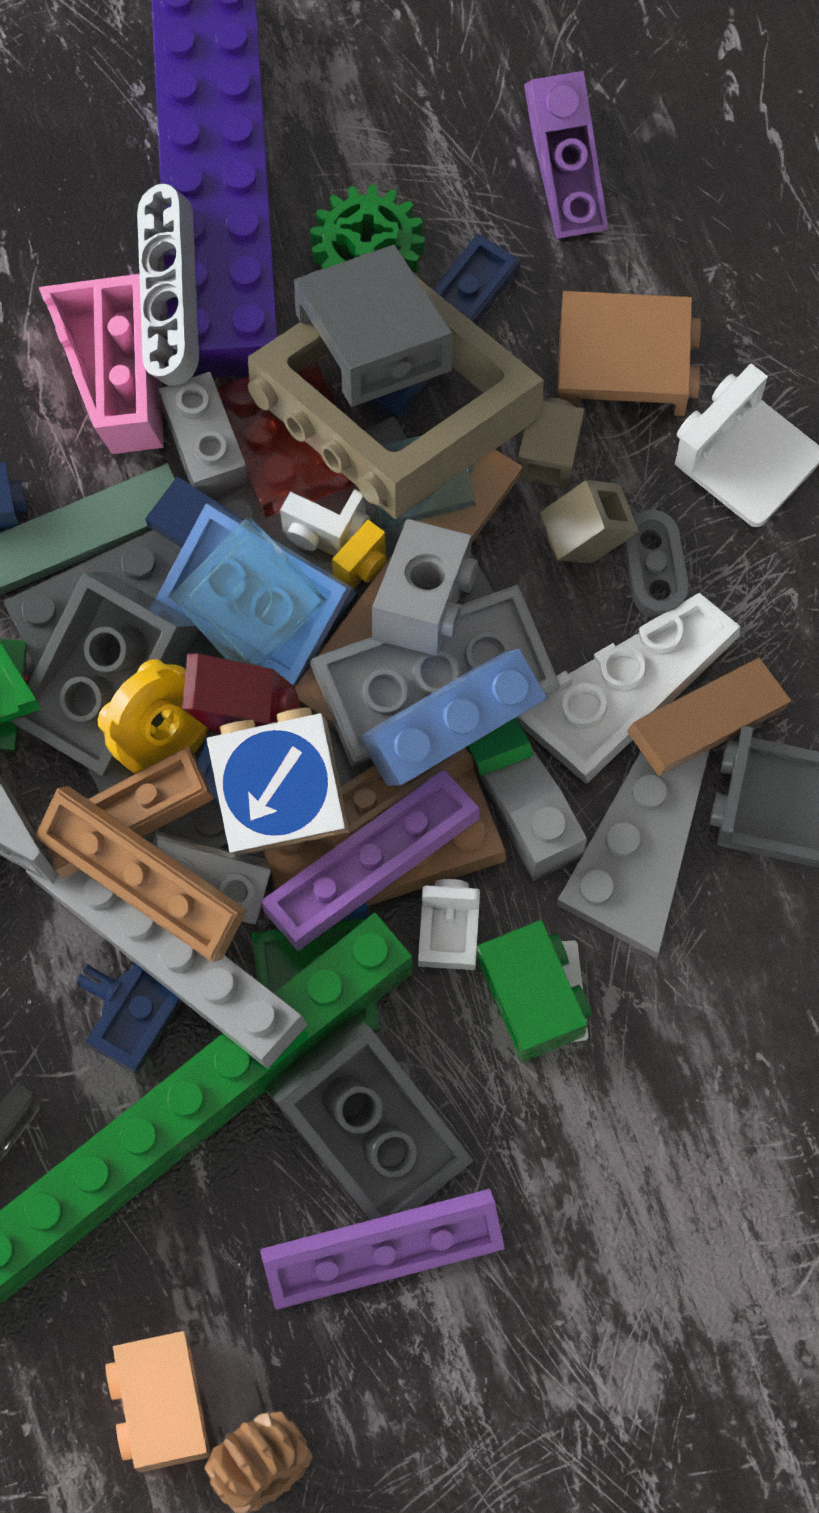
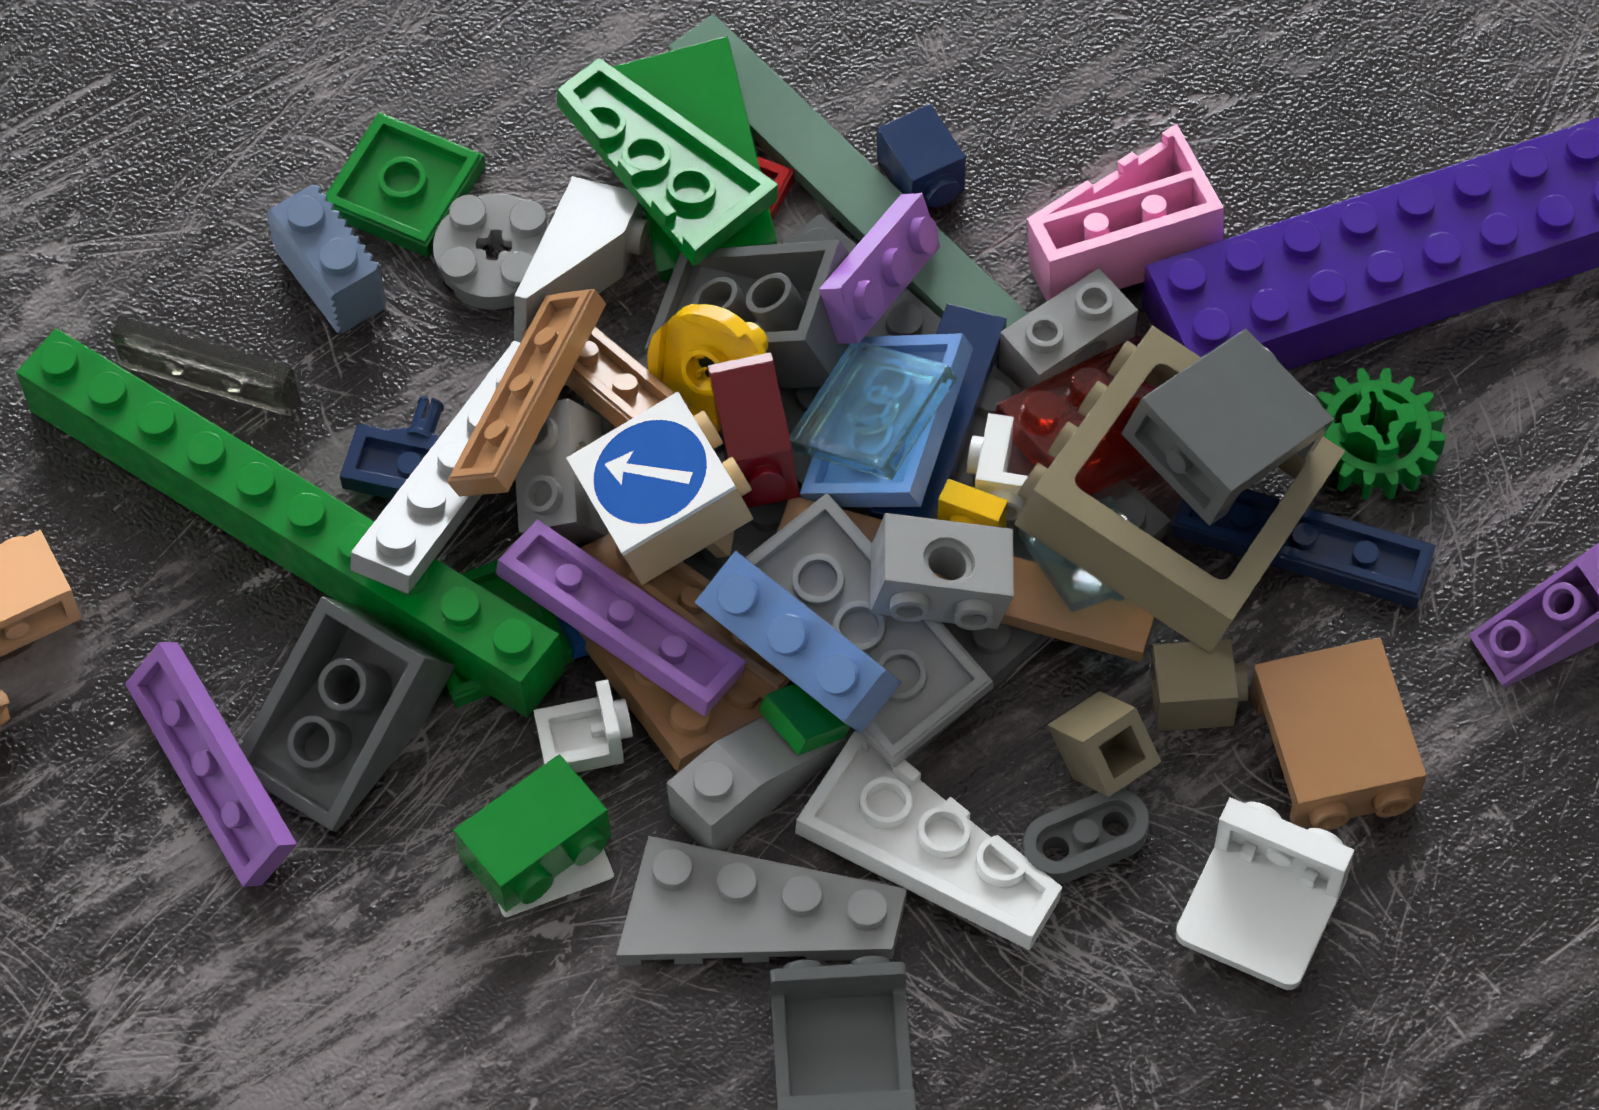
camera: 75 degrees right, 10 degrees down
(105, 554) = (879, 268): none -> medium lavender plate
(174, 282) = (1216, 232): light grey beam -> none
(708, 716) = (911, 931): medium nougat tile -> none

